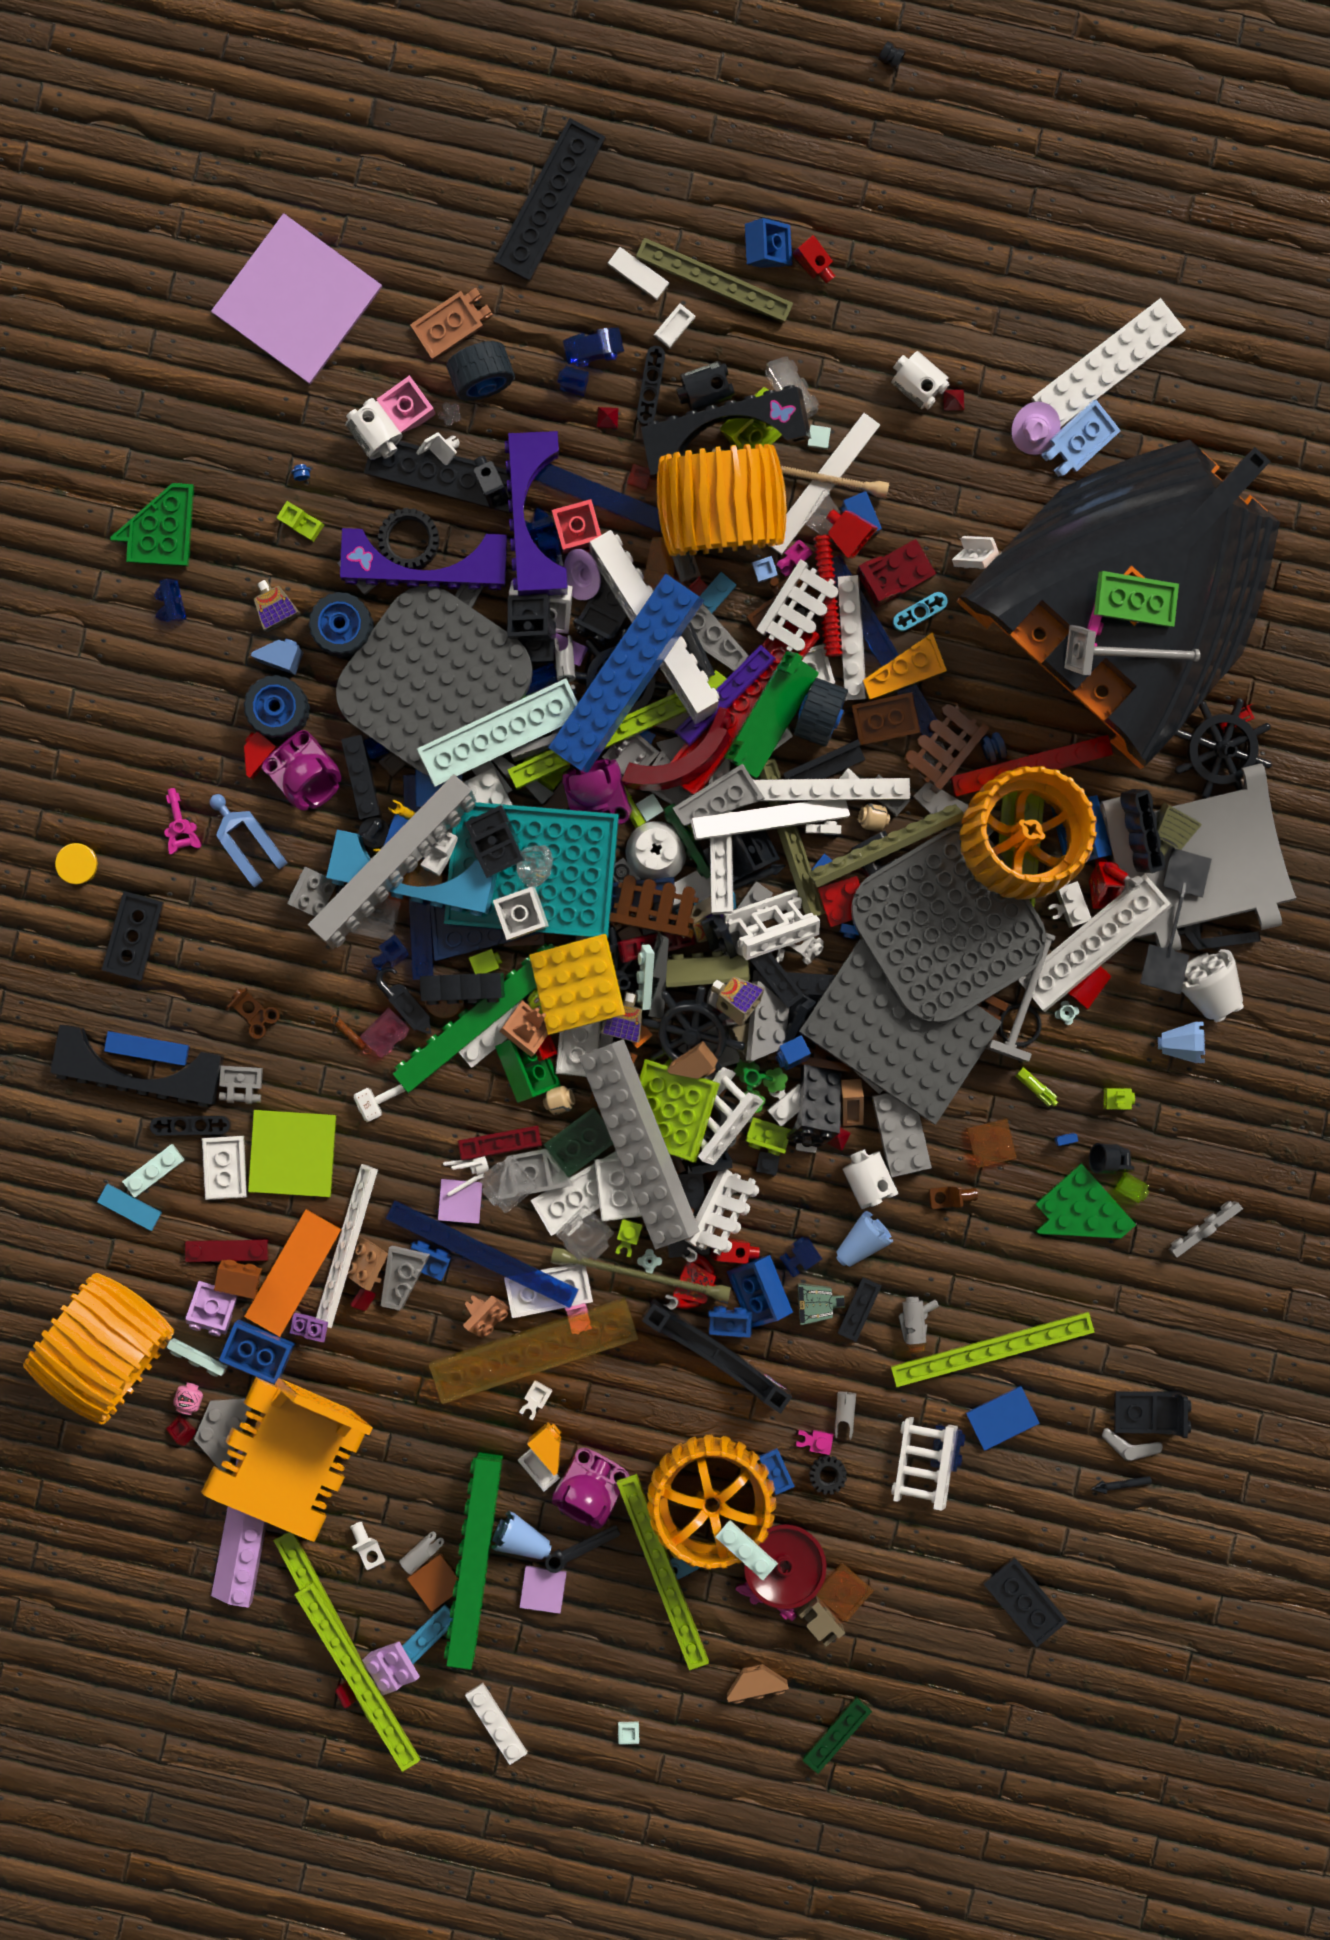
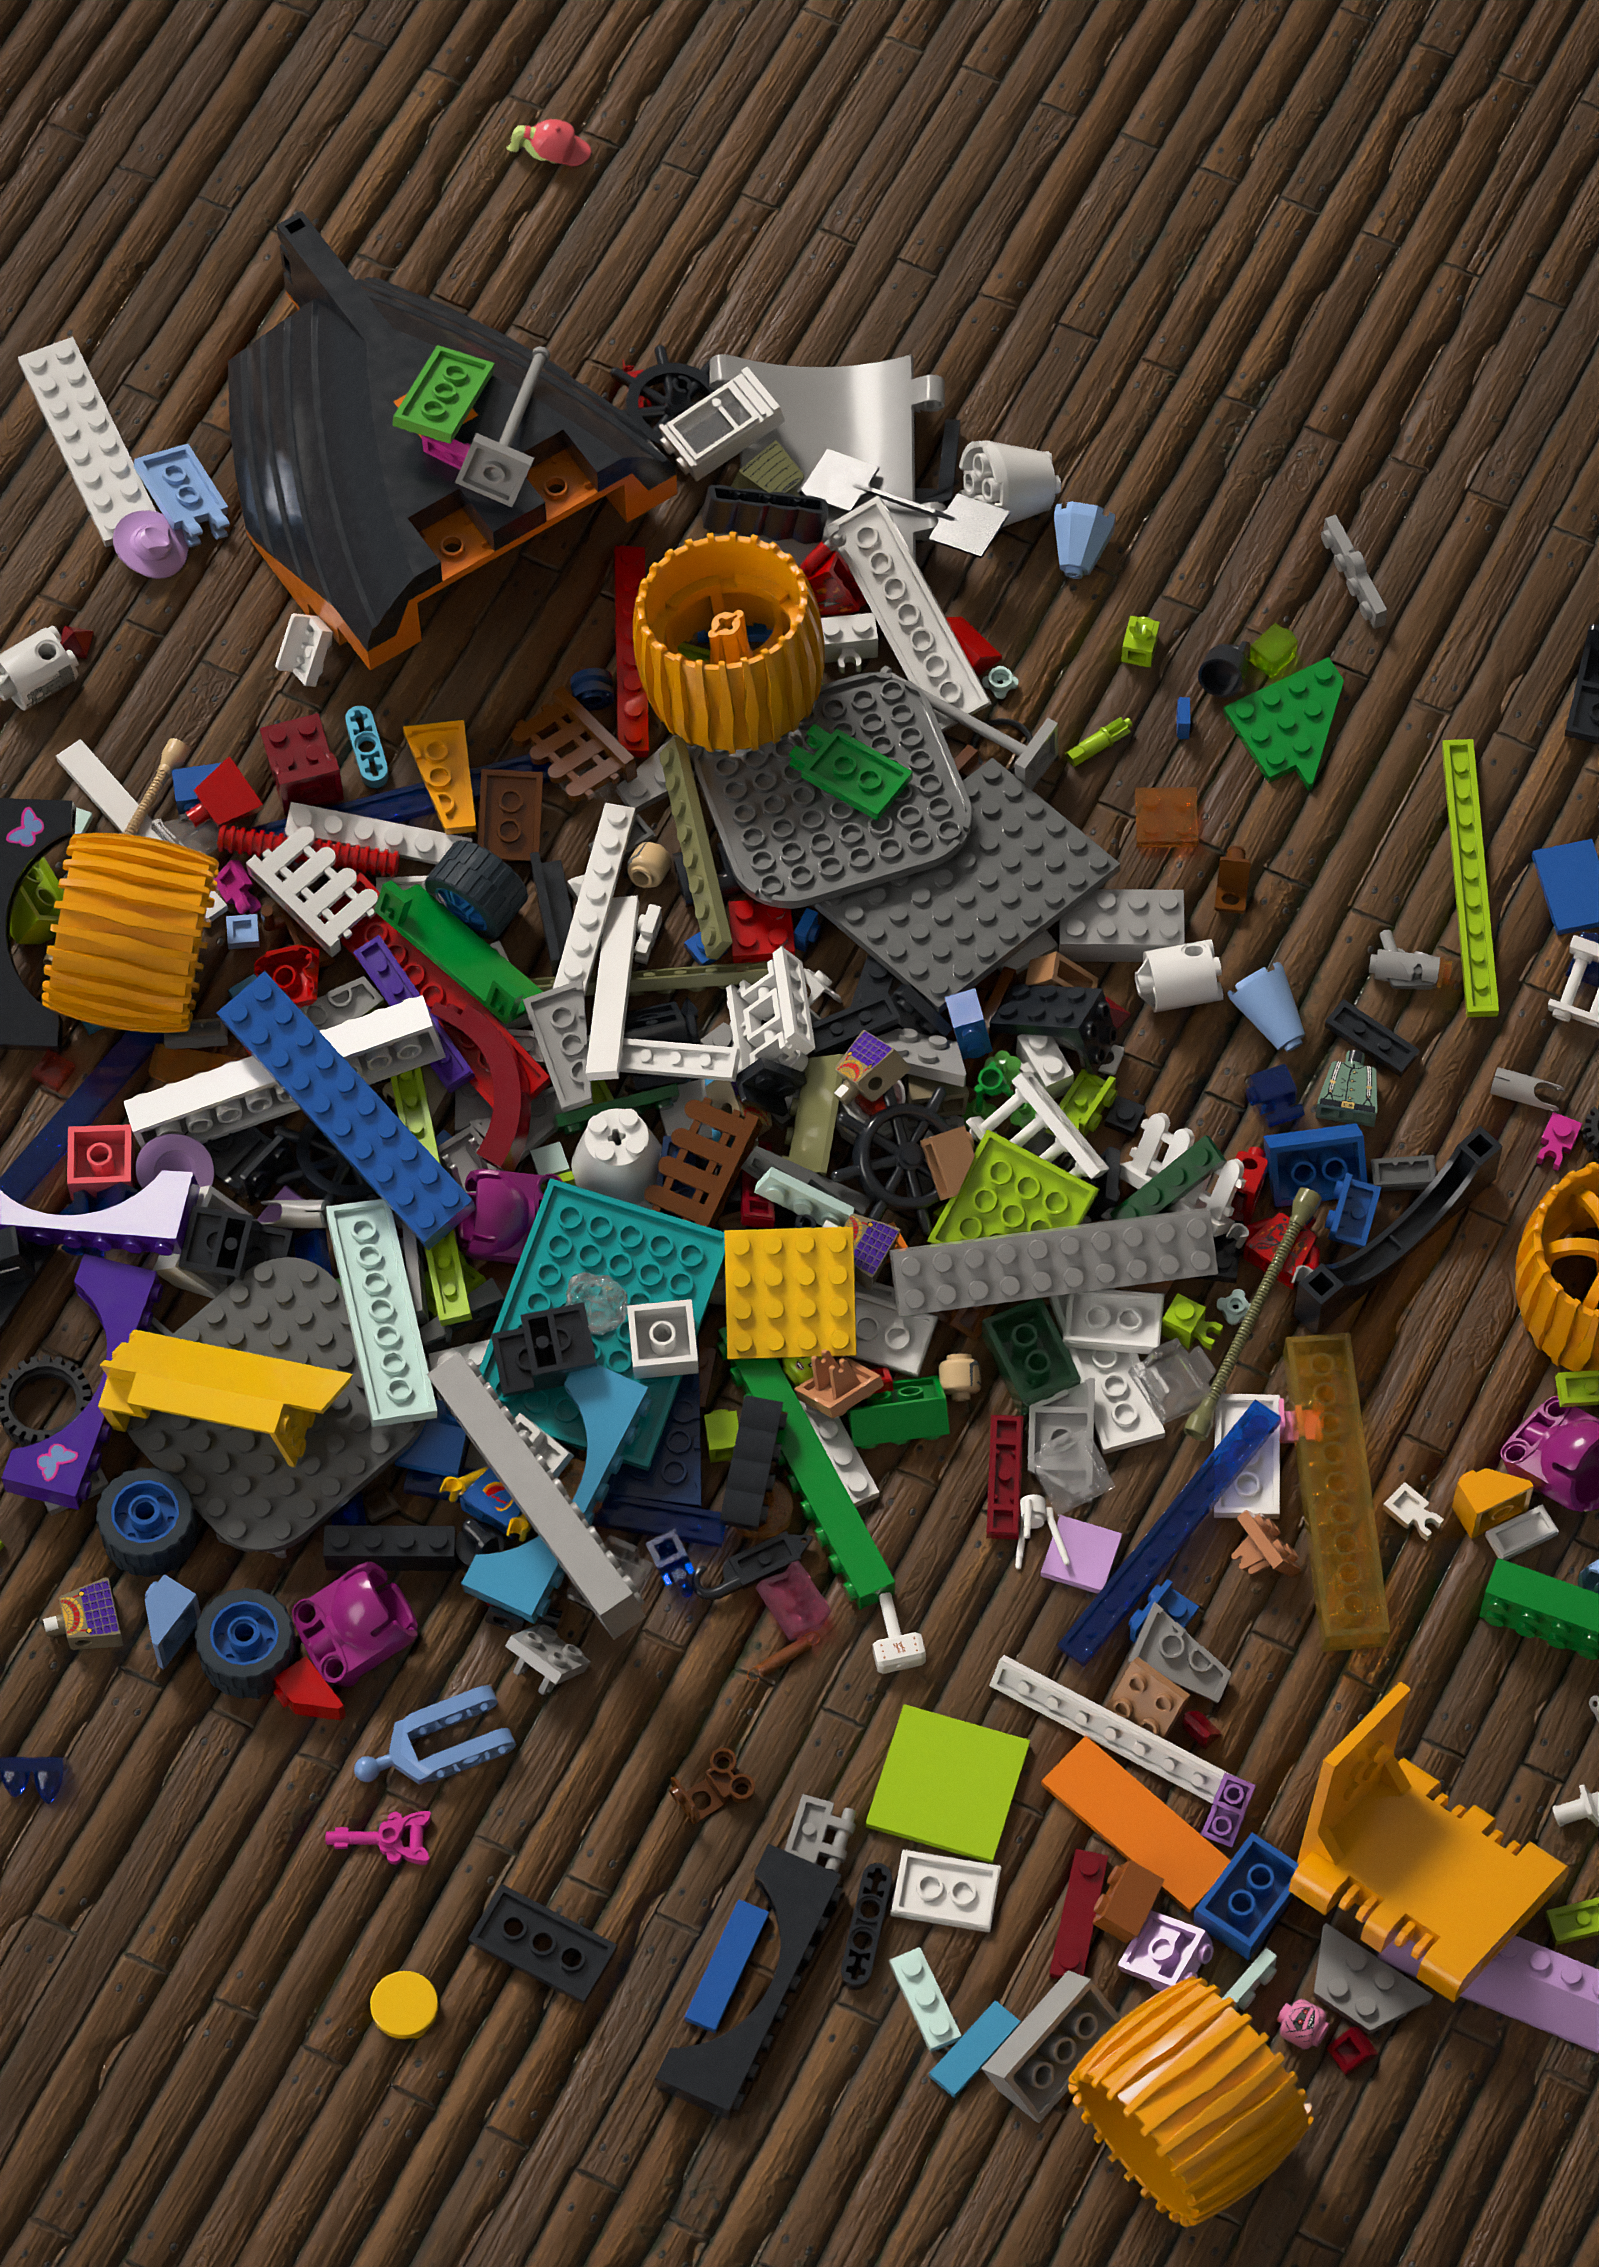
camera: 75 degrees left, 25 degrees down
(139, 1253) = (1049, 2044): none -> light grey slope
(419, 647) = (217, 1388): none -> yellow panel
(709, 1206) = (1173, 1181): none -> dark green plate
(730, 608) = (294, 971): none -> red slope
(767, 1348) = (1403, 1172): none -> dark grey plate
(959, 935) = (851, 771): none -> green tile
(1207, 783) = (721, 425): none -> white door

